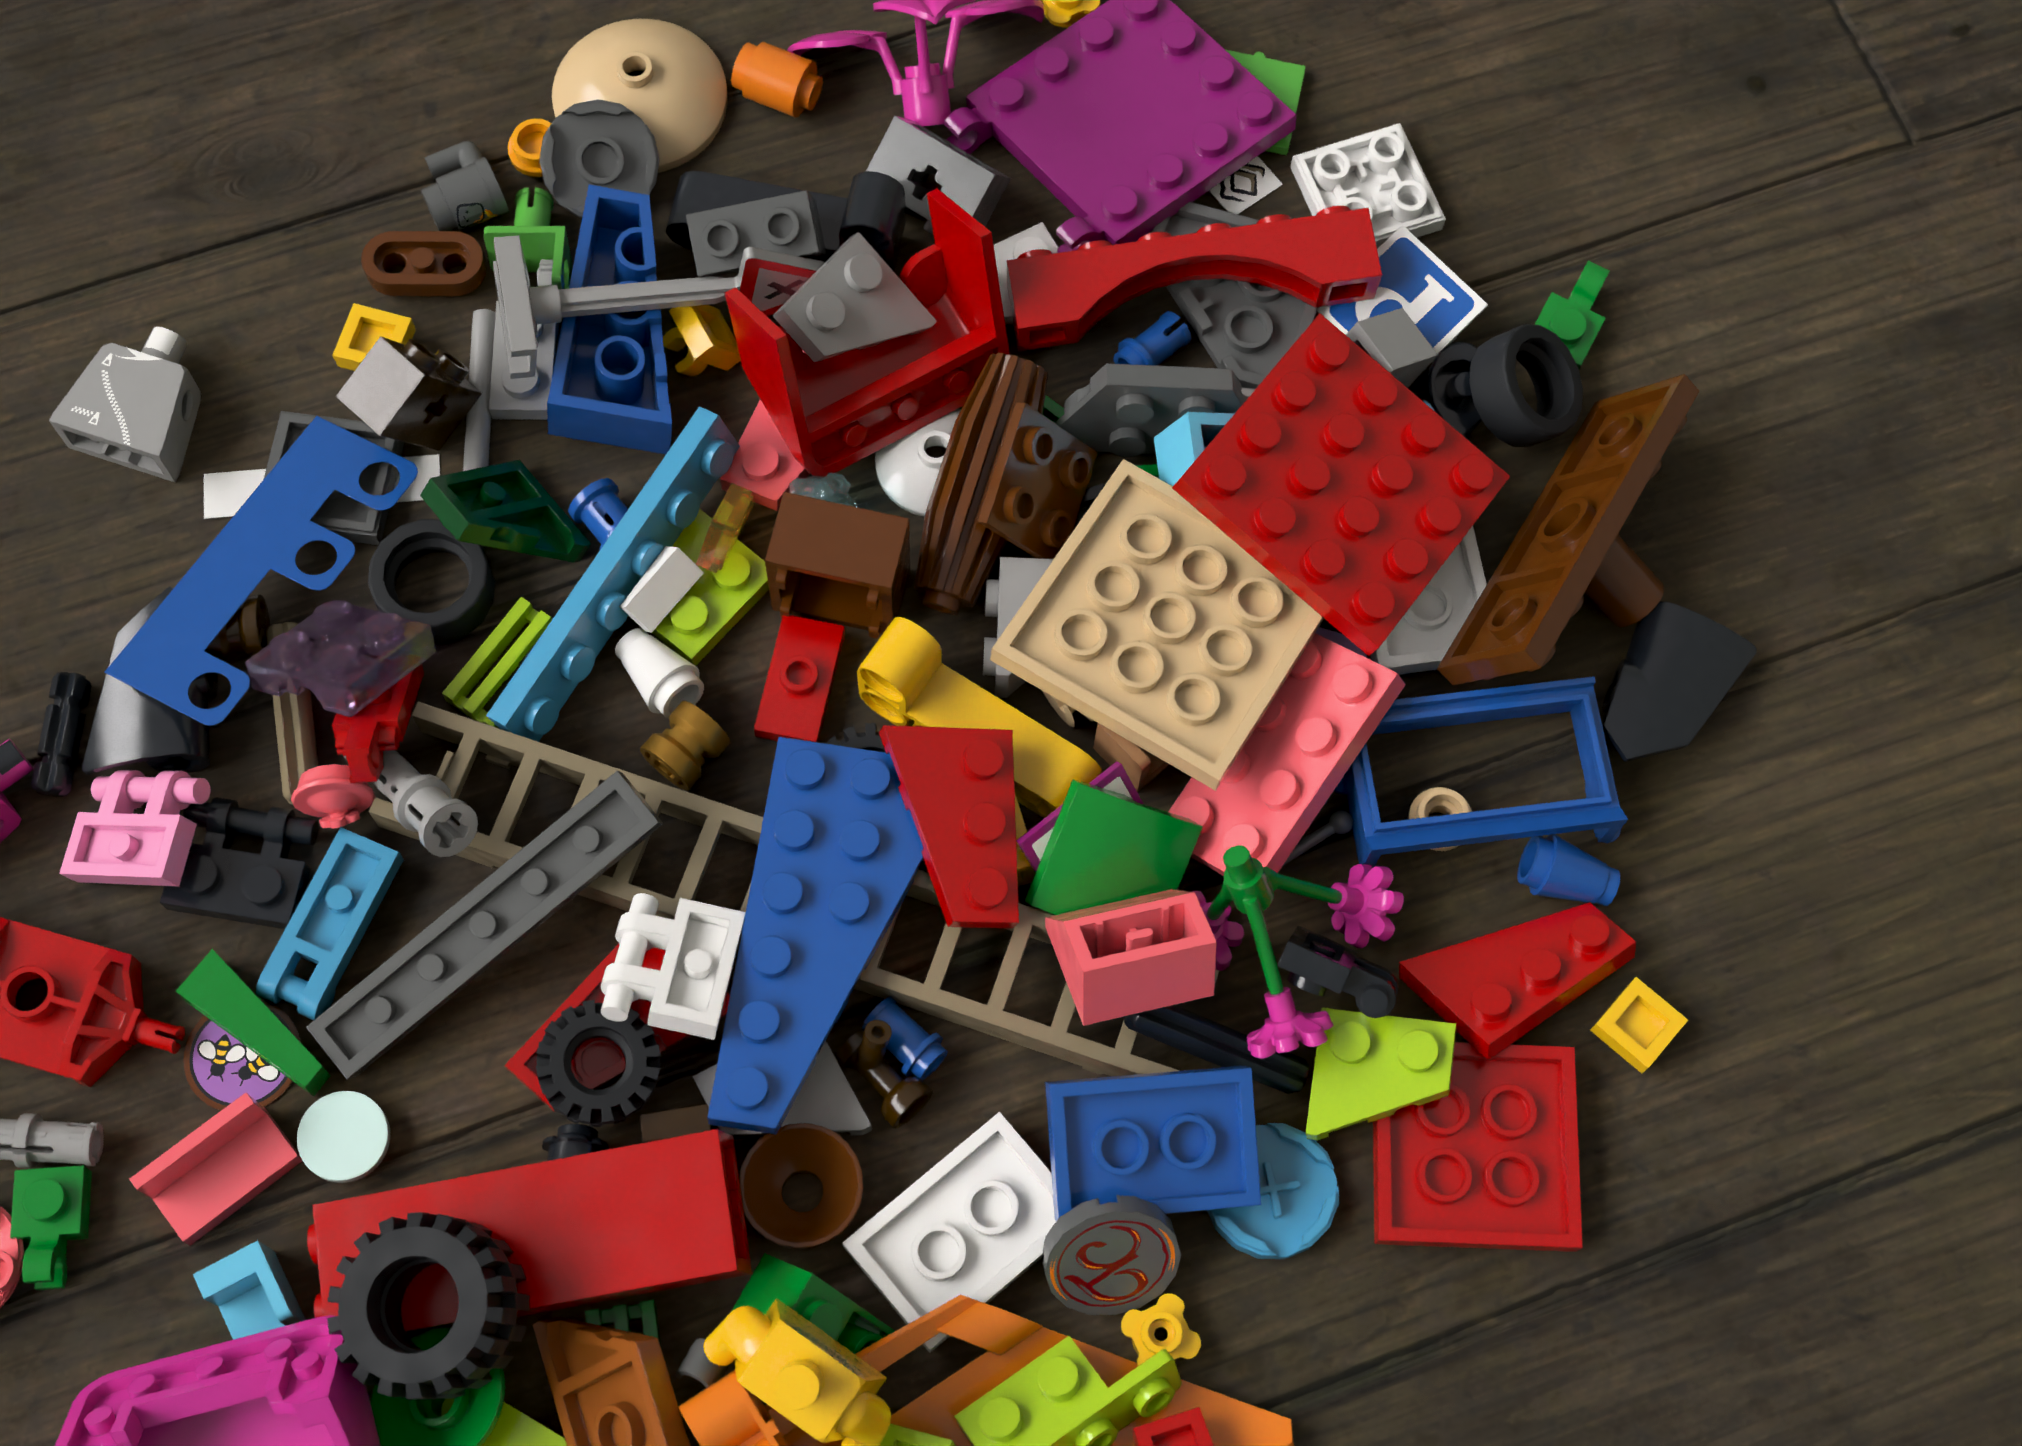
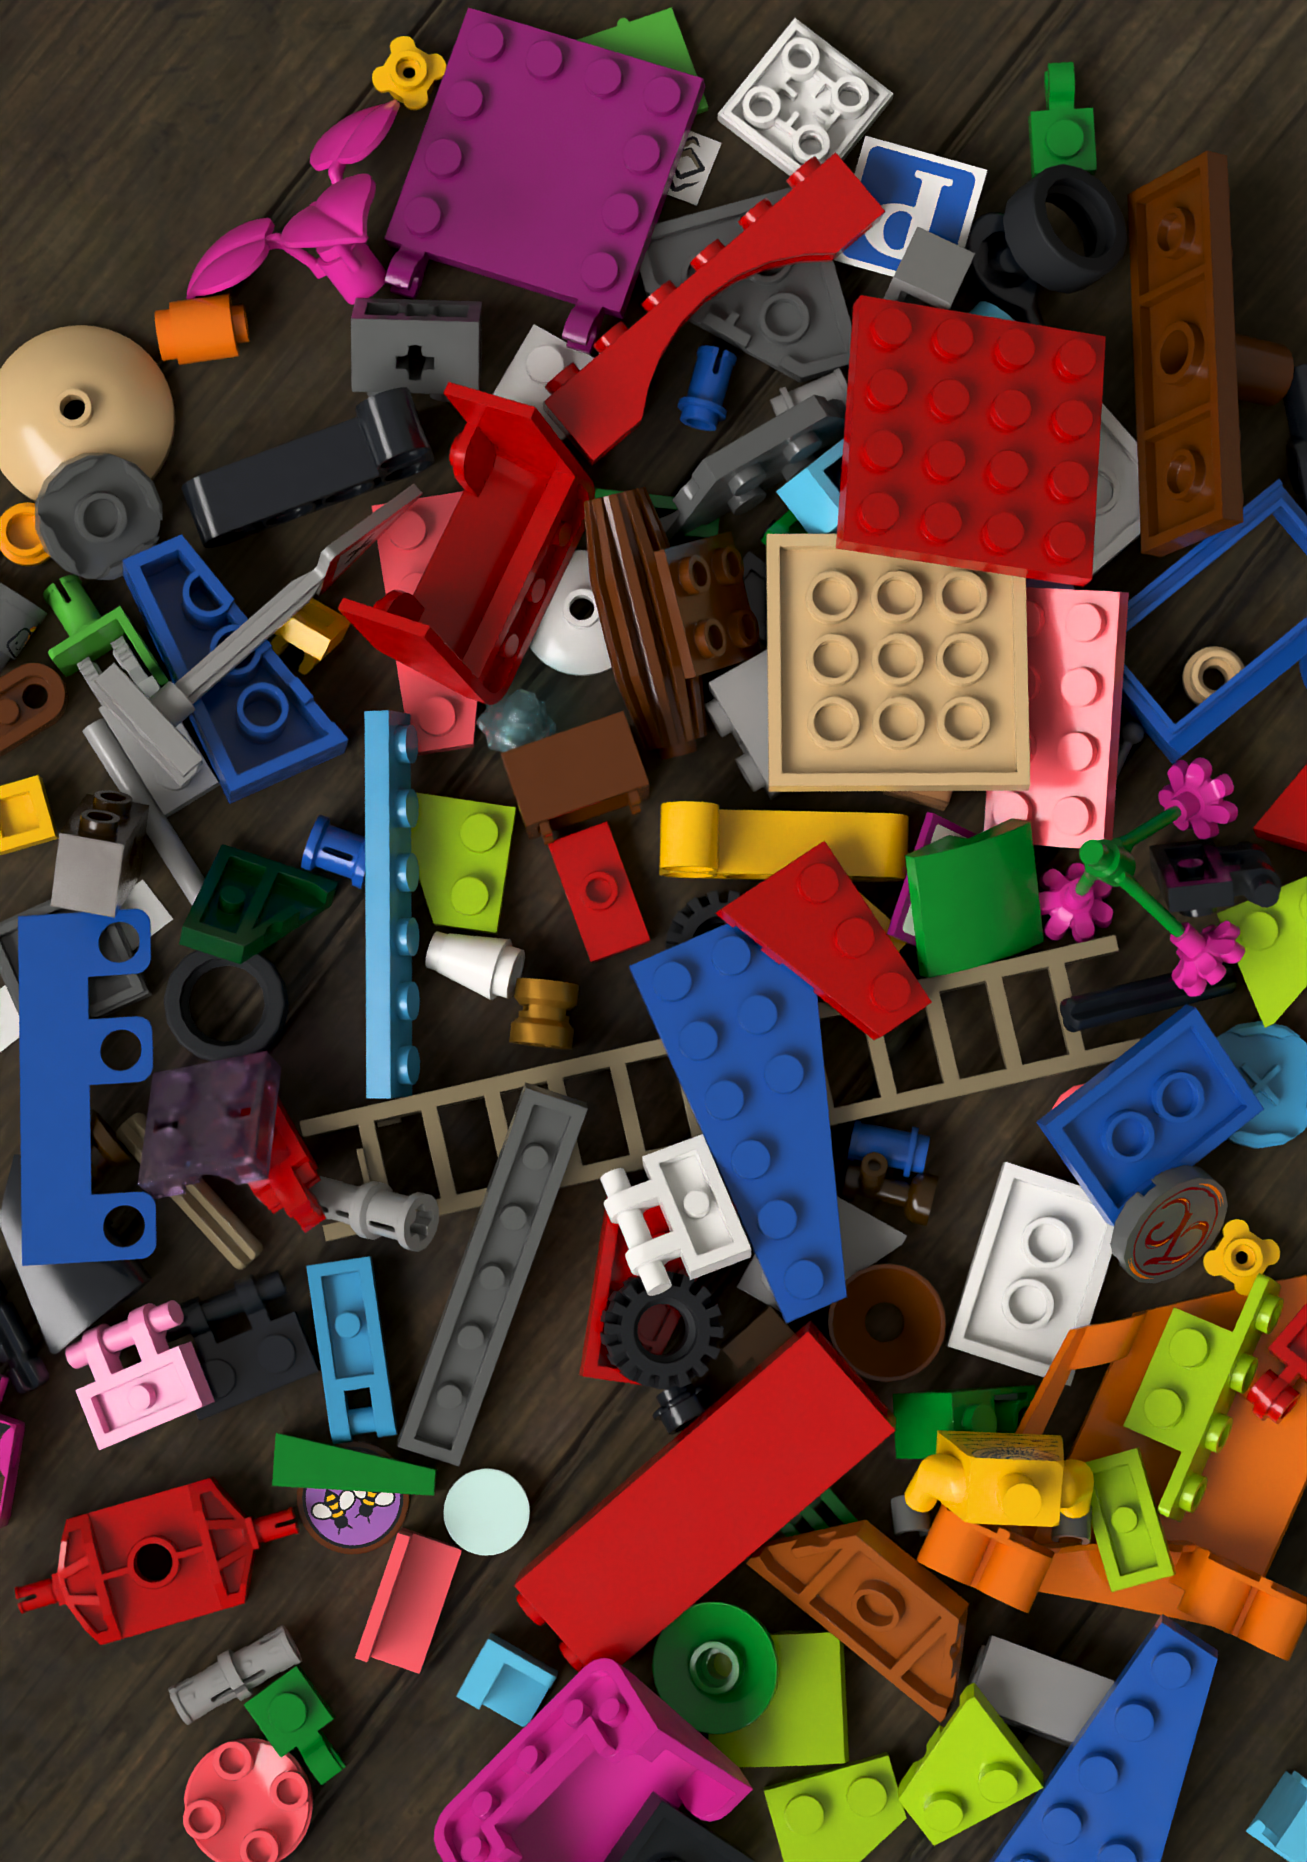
camera: 30 degrees left, 15 degrees up
(330, 795) = (281, 1245): coral hat -> none
(374, 1295) = (665, 1662): black tyre -> none
(488, 653) = (337, 1090): lime tile -> none
(661, 588) = (434, 890): white piece -> none
(726, 527) = (454, 799): clear yellow tile -> none
(776, 224) = (306, 516): dark grey brick -> none
(851, 304) = (433, 531): light grey wing -> none
(1135, 954) = (1044, 972): coral slope -> none

